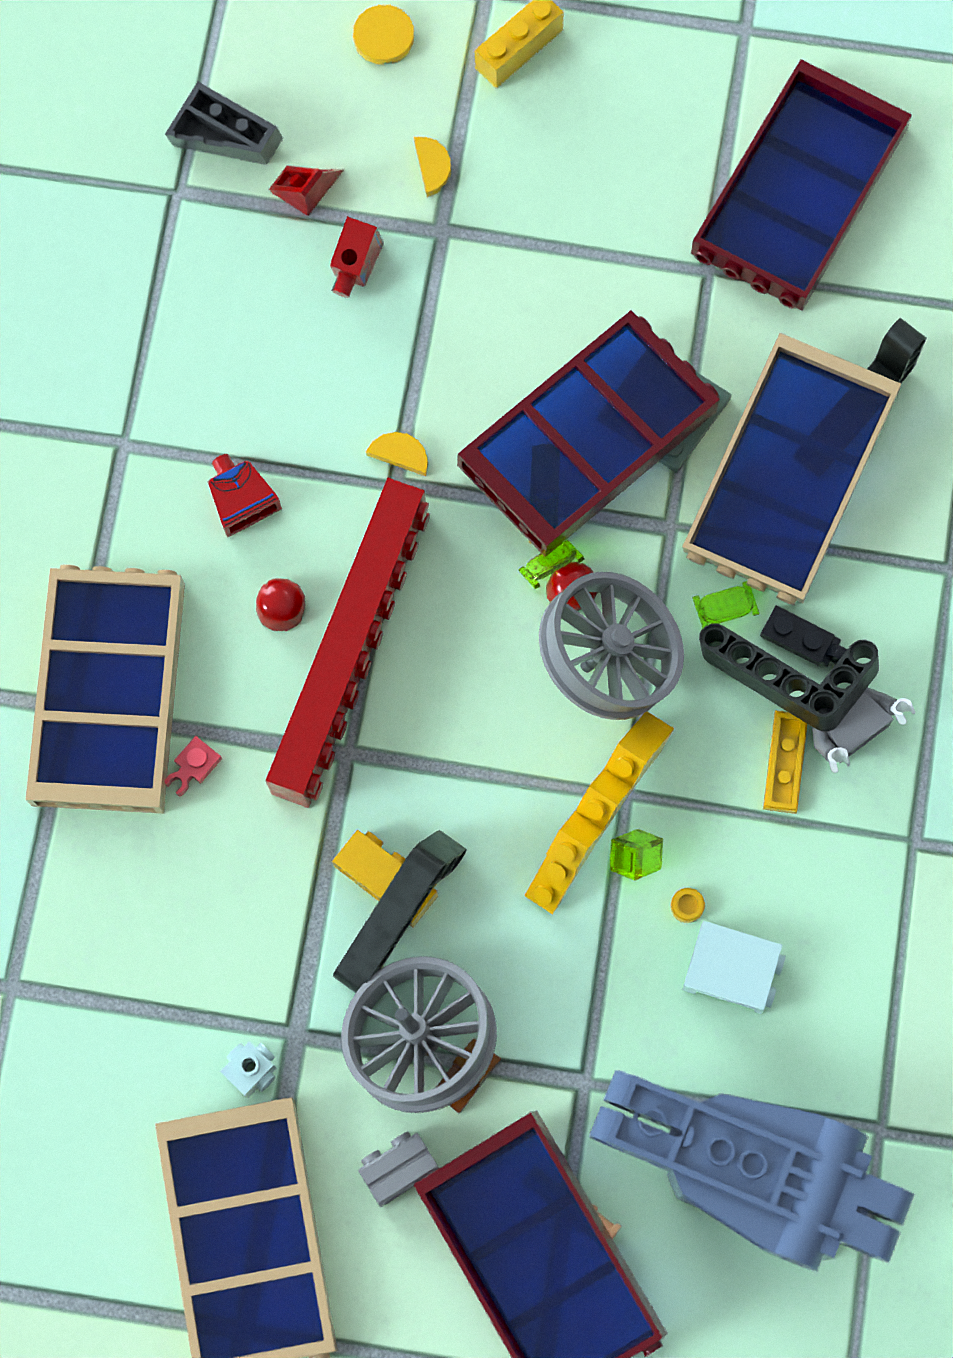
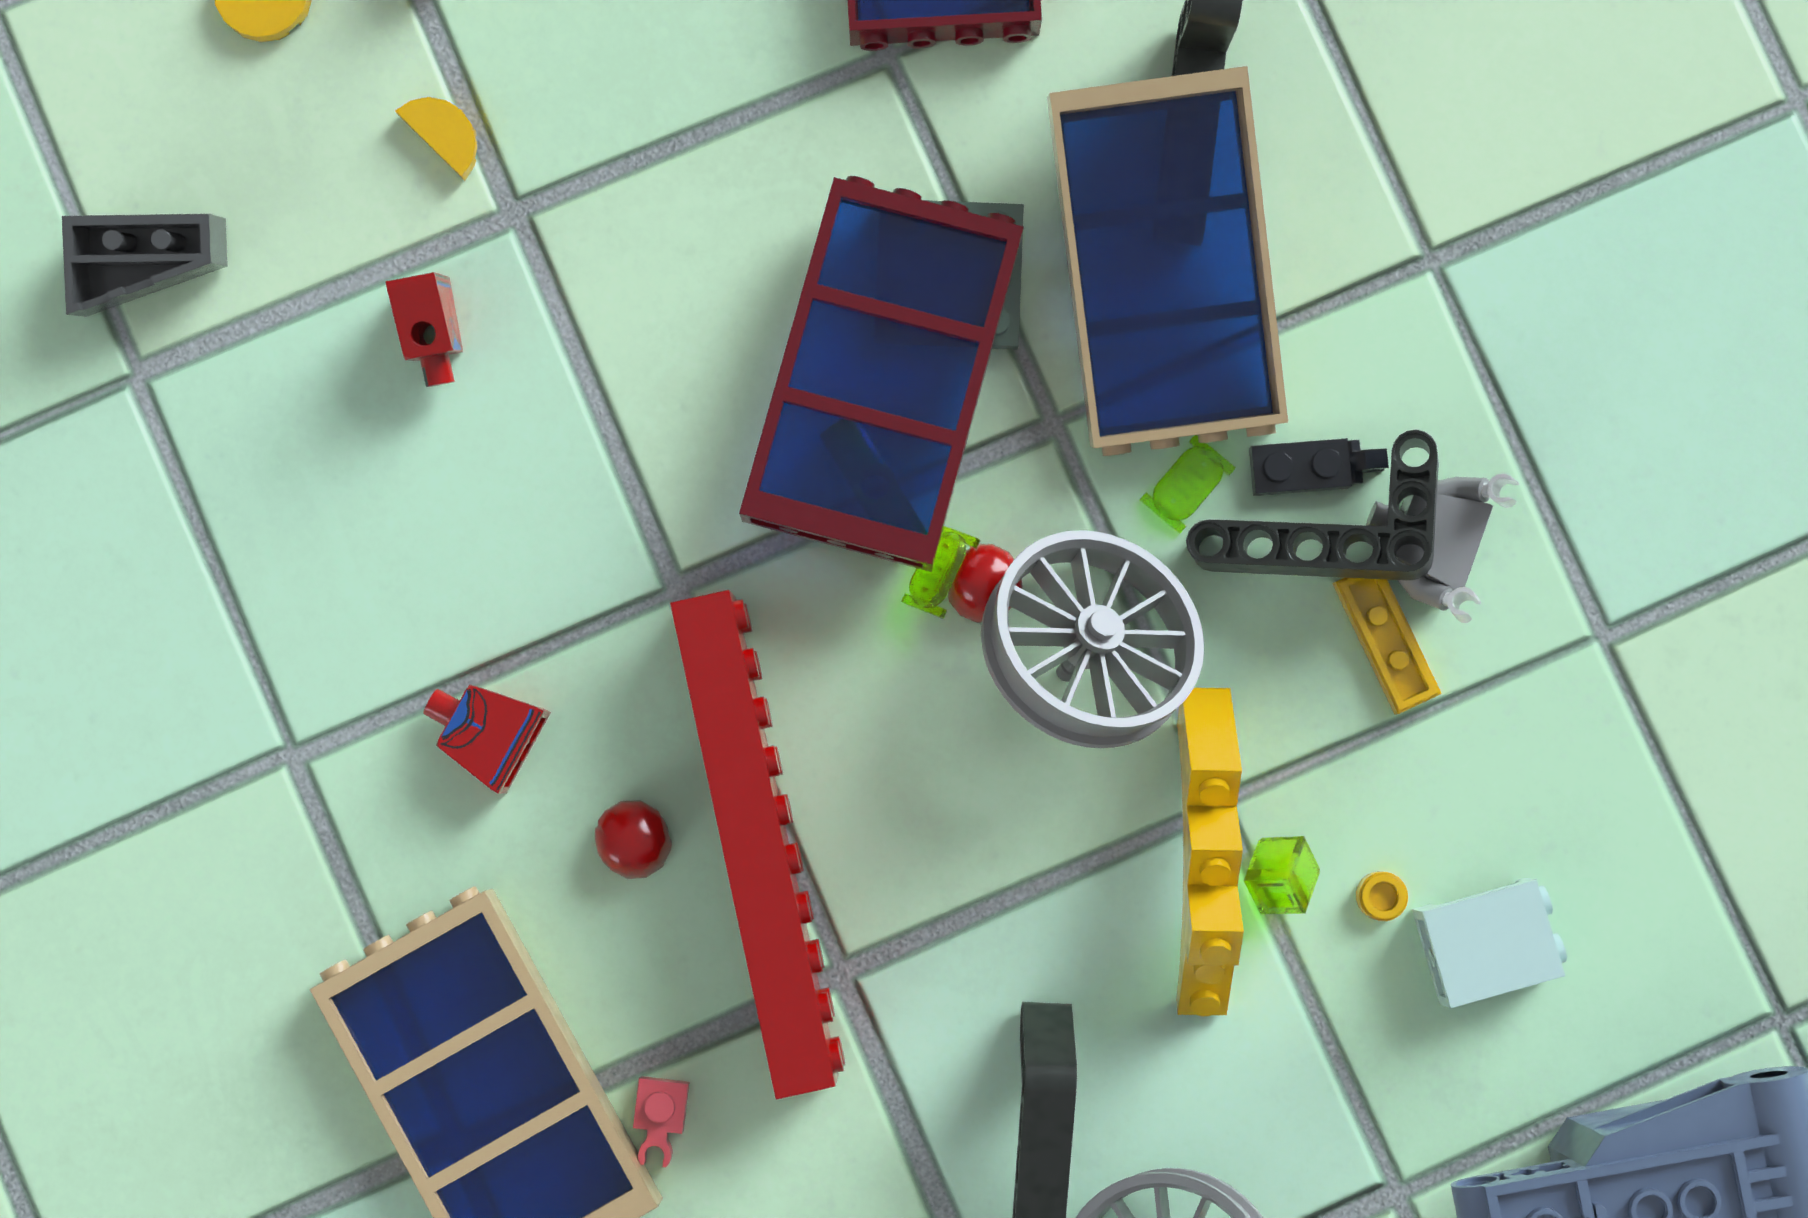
camera: 35 degrees left, 10 degrees up
(304, 186) = (295, 266): red slope -> none
(374, 868) = (971, 1102): yellow brick -> none
(401, 451) = (653, 542): yellow tile -> none

